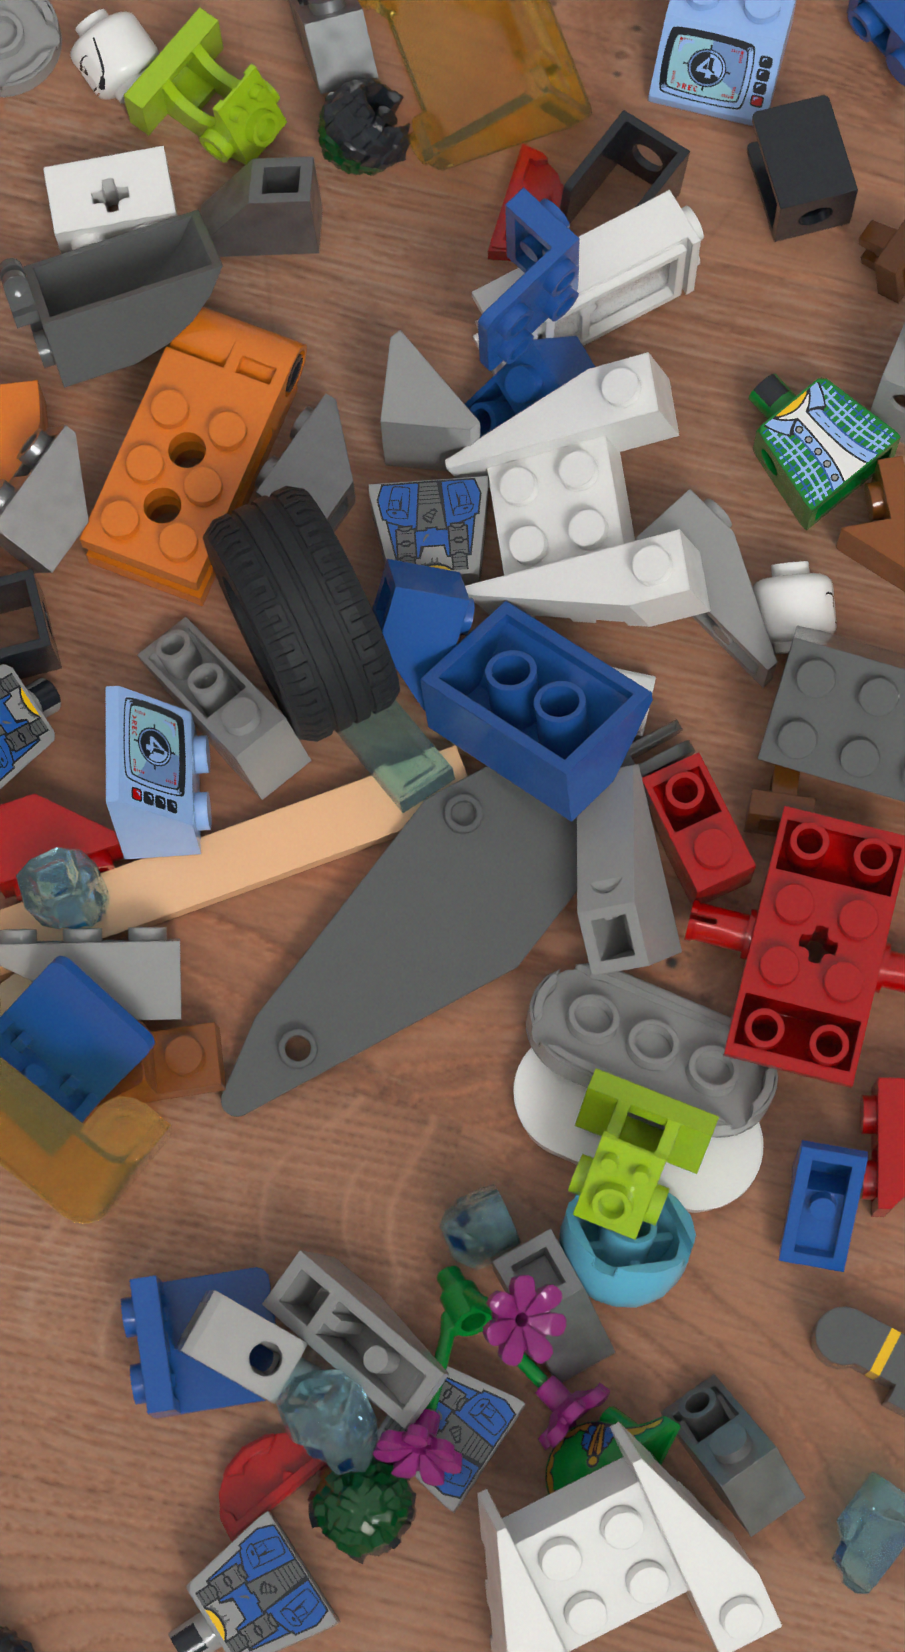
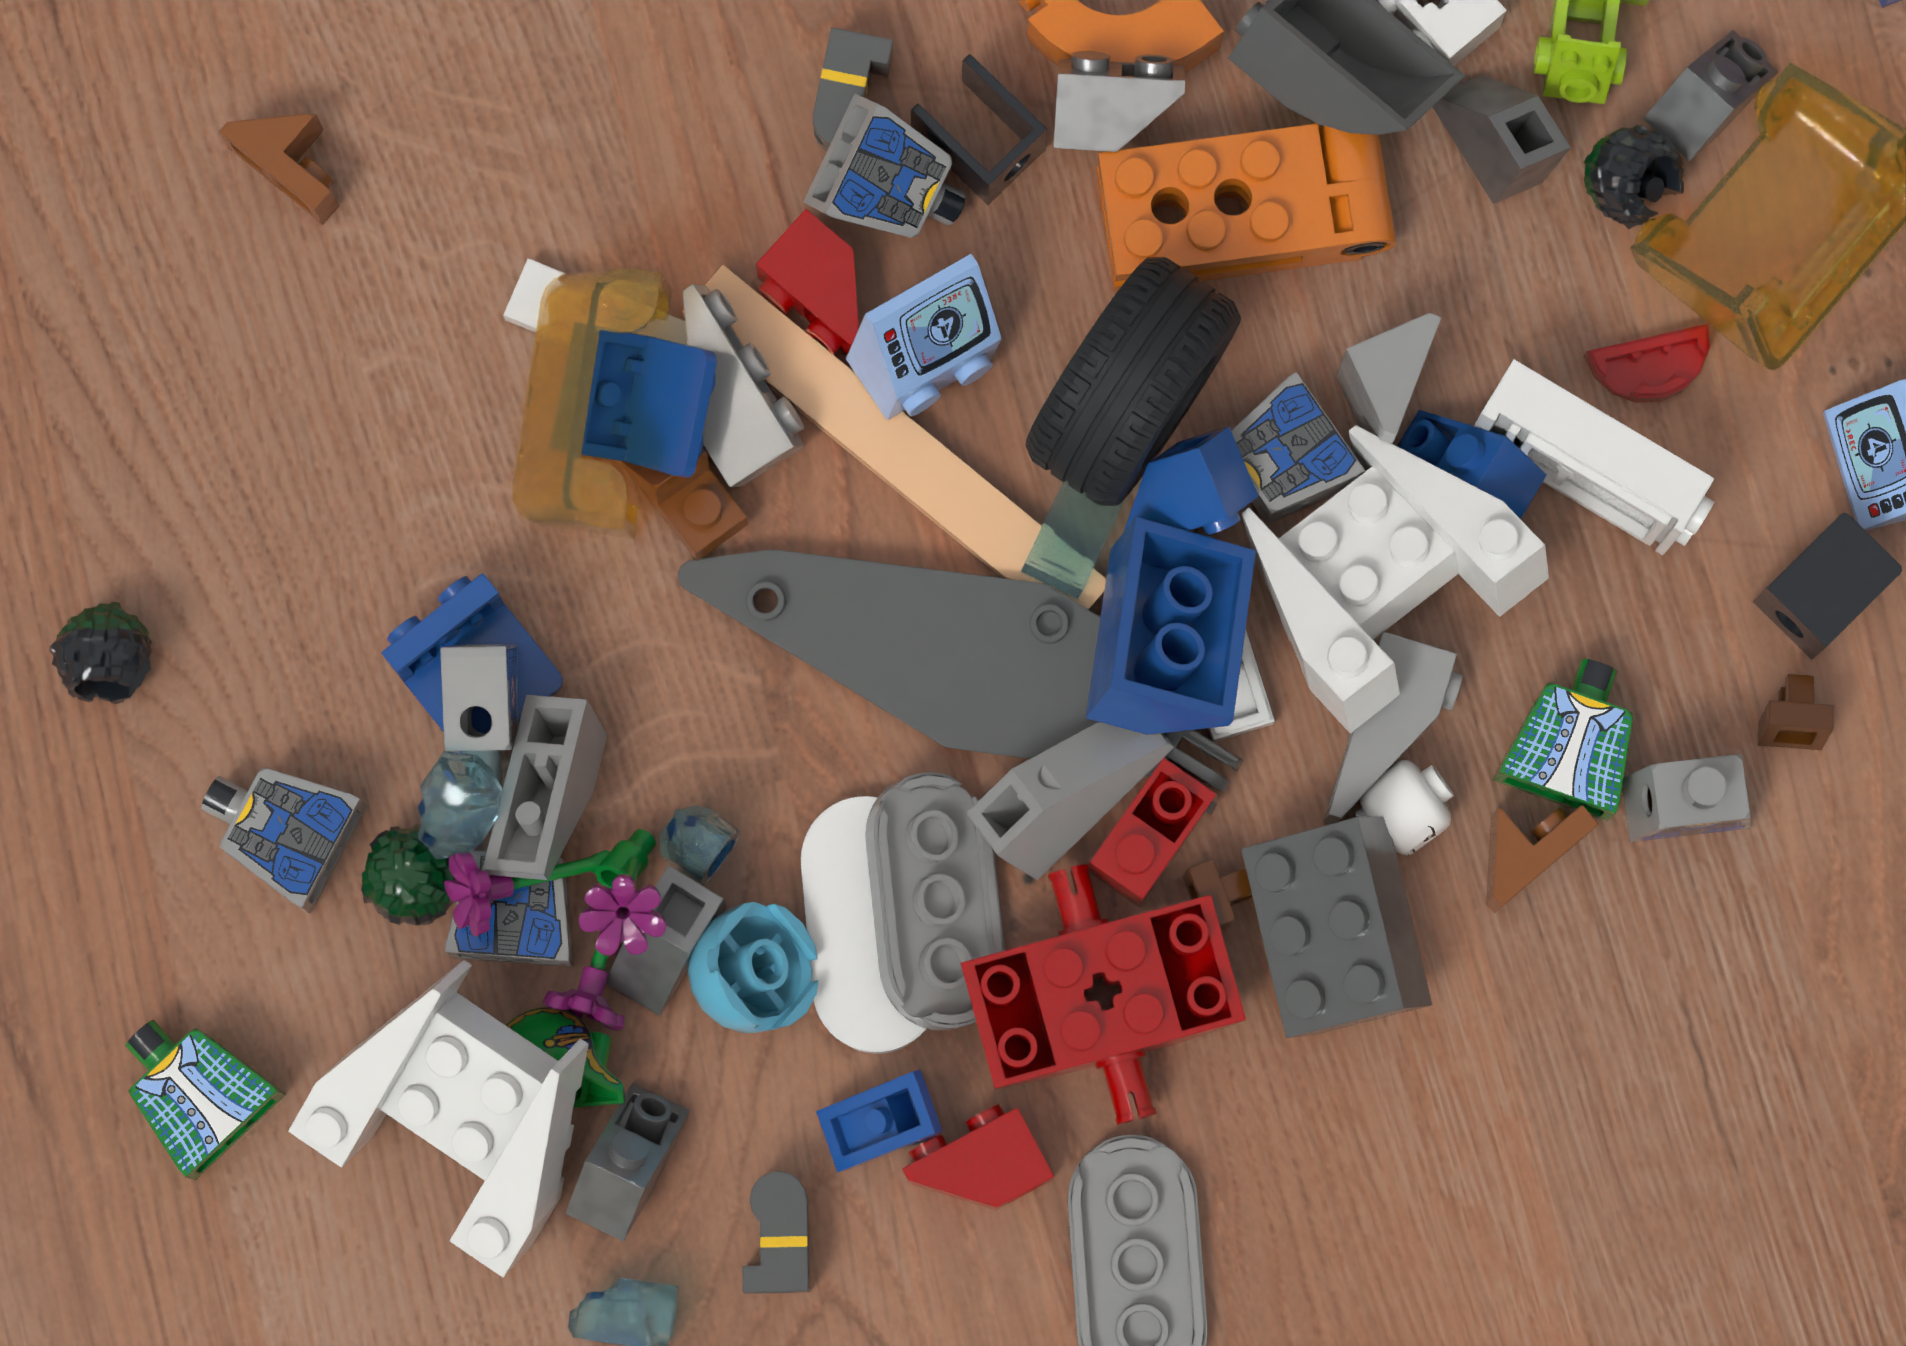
camera: 55 degrees right, 5 degrees up
(63, 889) = (780, 323): clear light blue rock -> none
(226, 708) = (1028, 362): light grey slope -> none
(262, 1479) = (383, 779): red tile -> none
(314, 462) = (1284, 318): flat silver slope -> none
(549, 257) = (1540, 422): blue bracket -> none
(620, 148) = (1760, 418): black piece -> none
(621, 1181) = (805, 934): lime tile -> none

